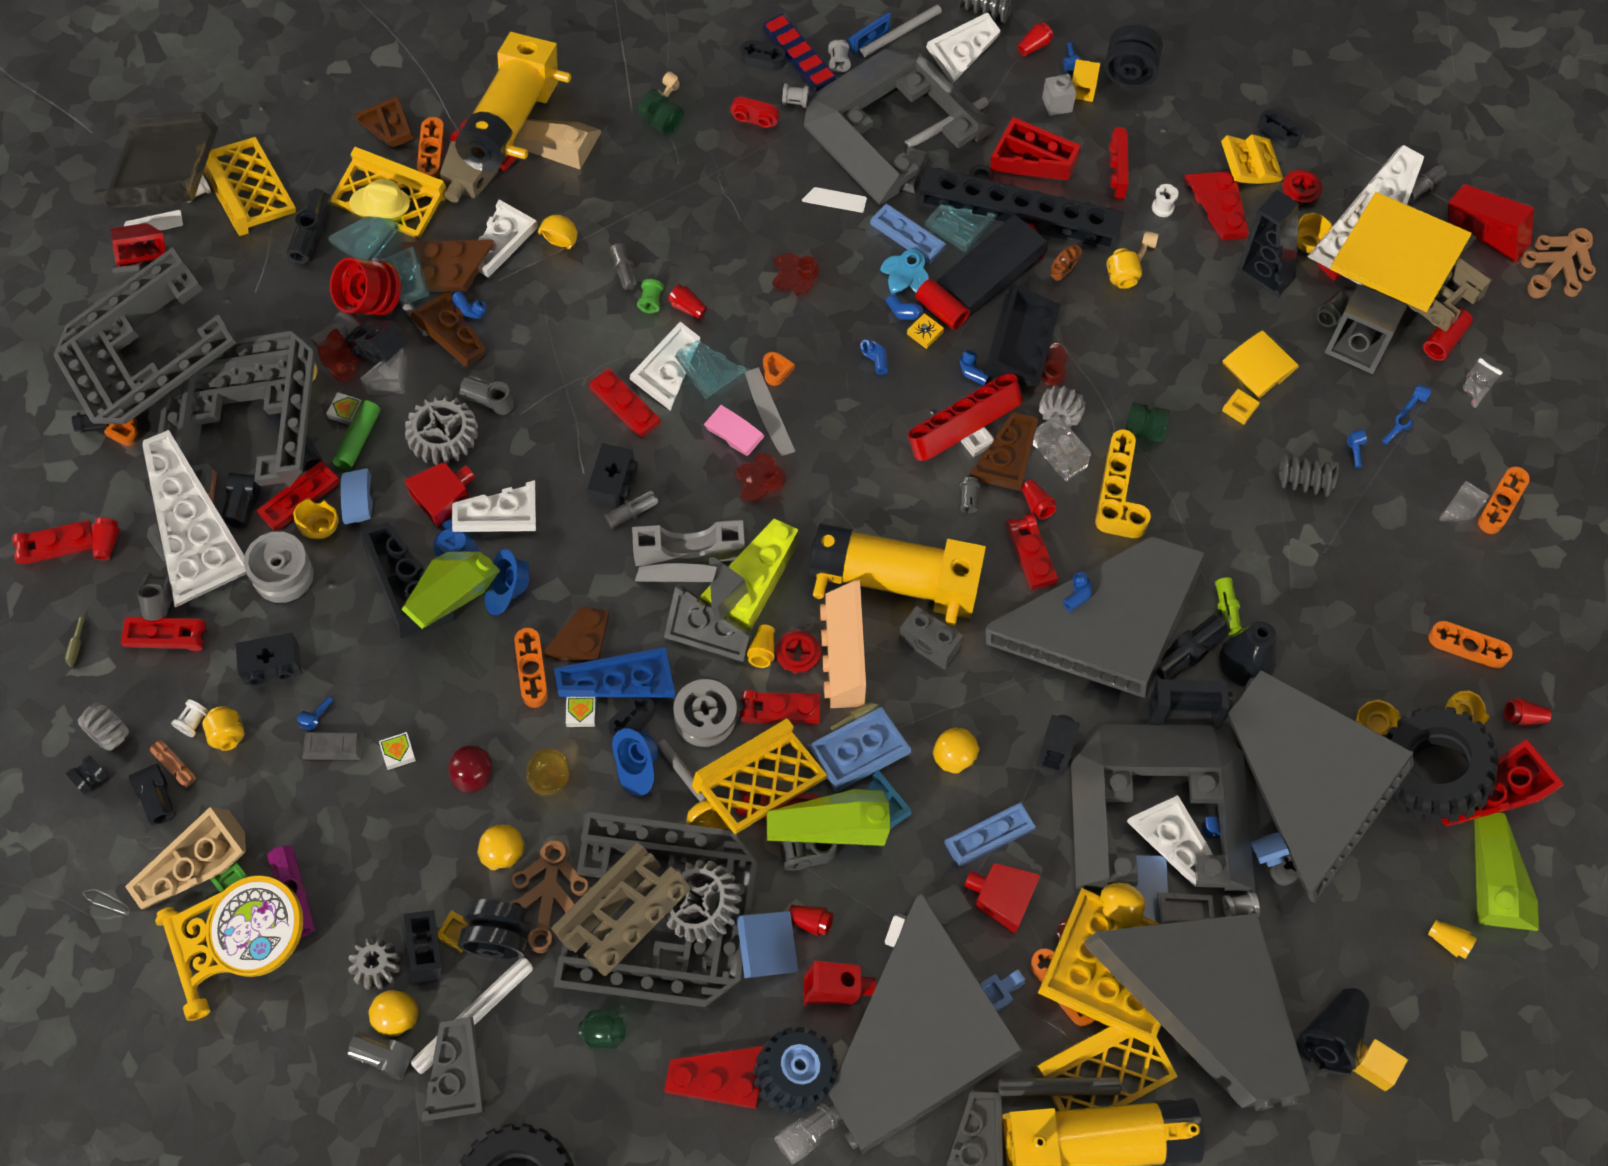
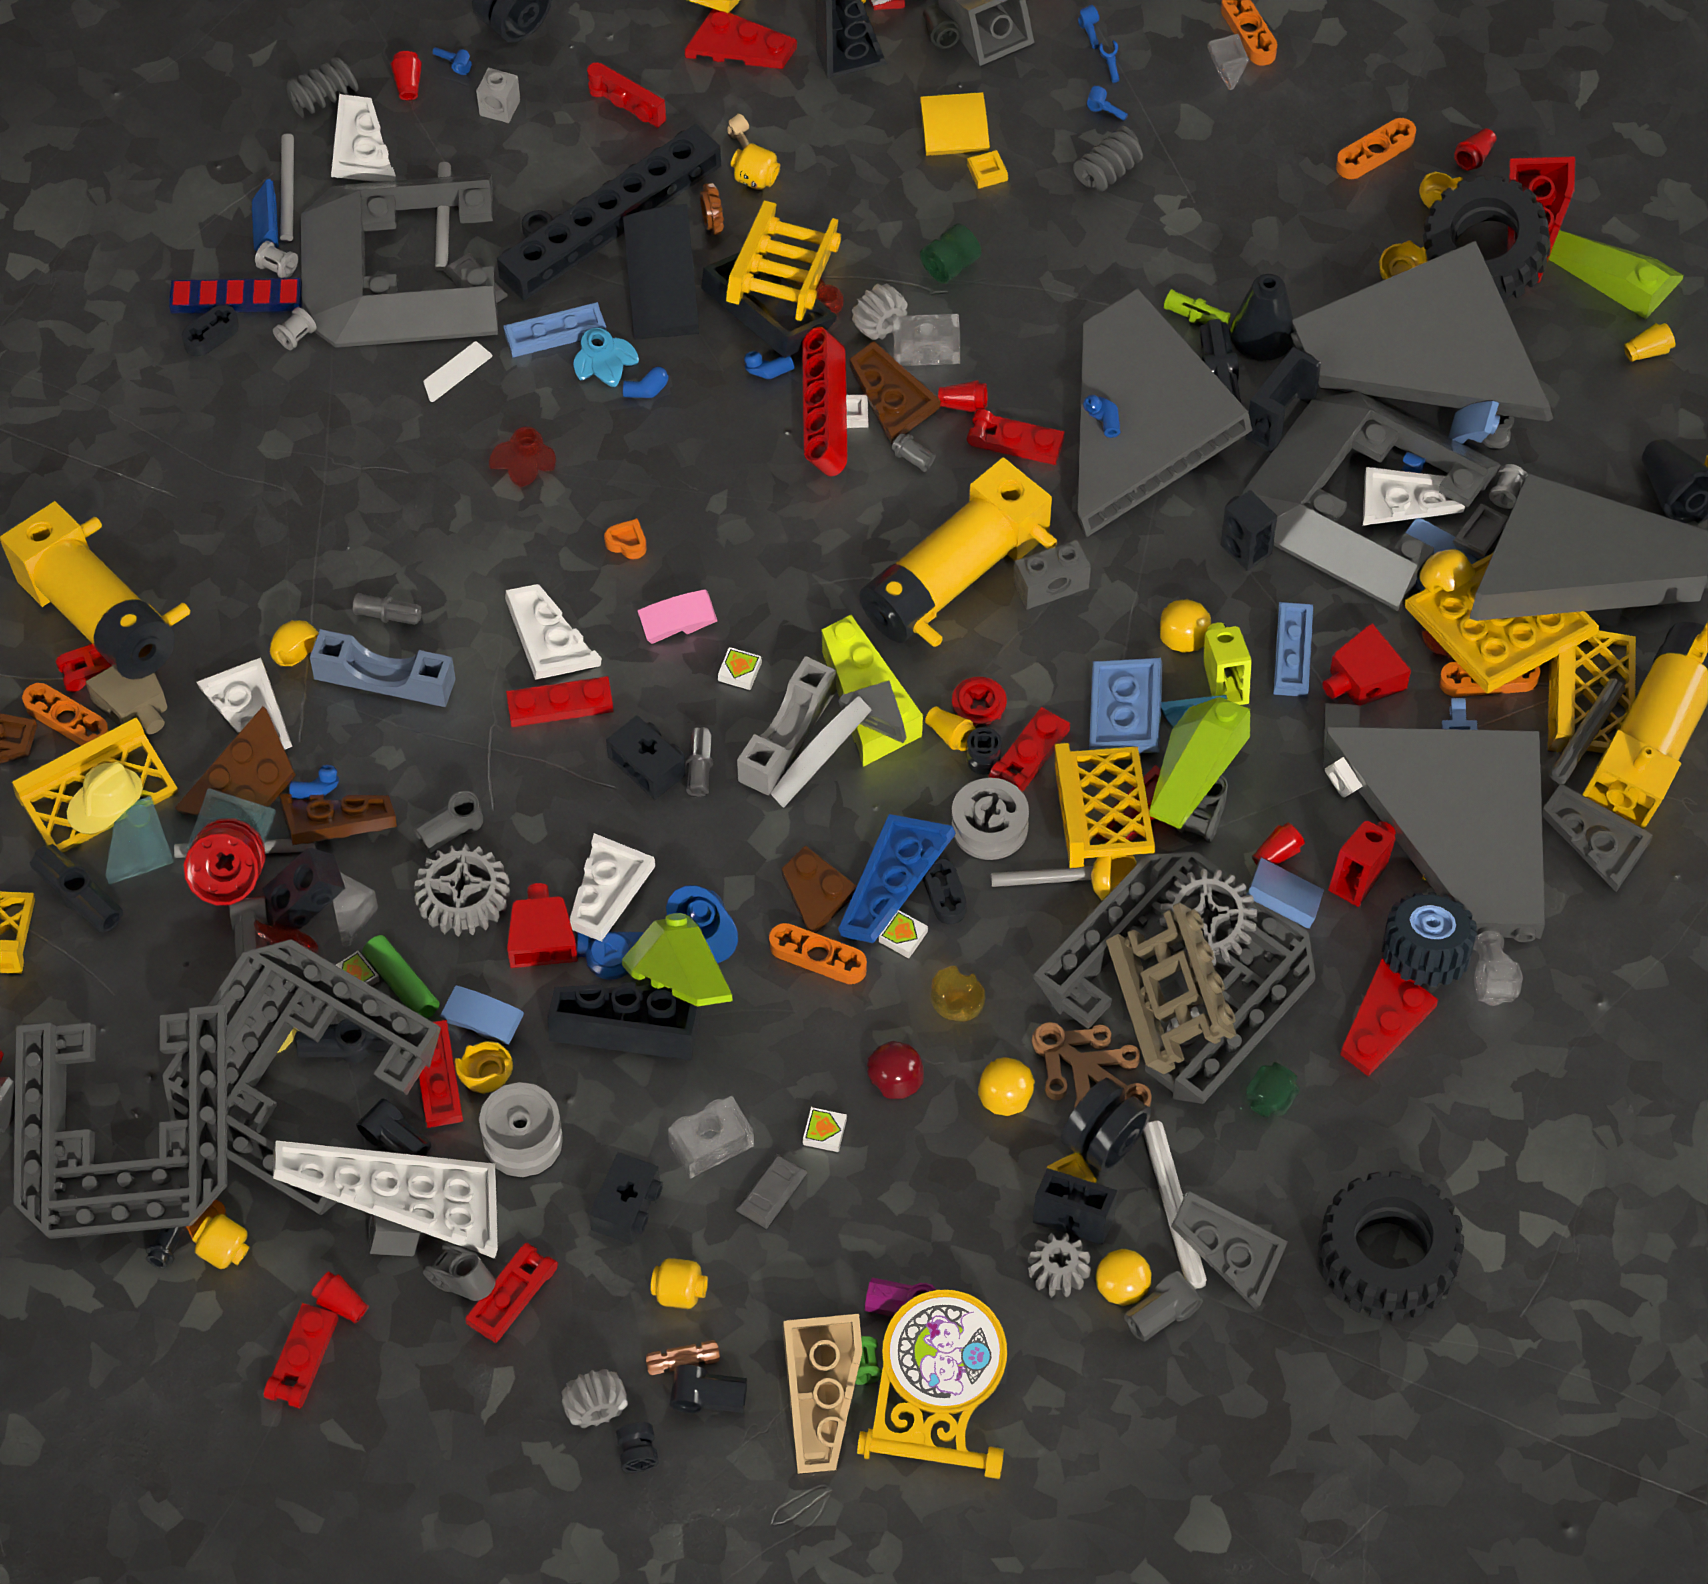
camera: 55 degrees left, 5 degrees down
(74, 644) = (454, 1394): olive piece -> none
(104, 448) = (221, 1241): none -> yellow head
(190, 718) = (645, 1323): white bush -> none
(310, 720) = (726, 1197): blue hand -> none
(356, 694) = (702, 1153): none -> clear brick
(558, 140) = (170, 576): tan wedge -> none
(571, 289) = (346, 662): none -> sand blue arch
(634, 759) = (1002, 908): blue piece -> none
(650, 297) = (446, 603): bright green bush -> none
(660, 112) = (224, 462): clear green wheel -> none
(671, 82) = (173, 434): tan hand -> none
(686, 301) = (478, 574): red cone -> none
(694, 624) = (890, 767): dark grey wing -> none
(708, 368) = (584, 597): clear light blue wing -> none
(722, 491) = (739, 668): none -> tile
(754, 112) = (285, 377): red plate -> none
(757, 476) = (745, 627): clear red plate -> none
(757, 682) = (983, 750): none -> black wheel
(768, 412) = (672, 576): light grey sticker -> none
(844, 647) = (1010, 648): light nougat slope -> none
(857, 713) = (1085, 690): olive piece -> none
(877, 354) = (683, 439): blue arm -> none
(925, 331) = (688, 381): yellow tile -> none
(936, 794) = (1224, 649): none -> neon yellow torso
(942, 304) = (671, 346): red pin -> none
(959, 225) = (585, 278): clear light blue wing -> none
(1034, 152) = (555, 156): red wedge -> none
(1058, 303) = (759, 242): none -> yellow fence
(1085, 79) = (498, 56): yellow brick -> none
(1118, 481) = (1002, 326): yellow beam -> none
(1164, 203) = (705, 84): white bush -> none

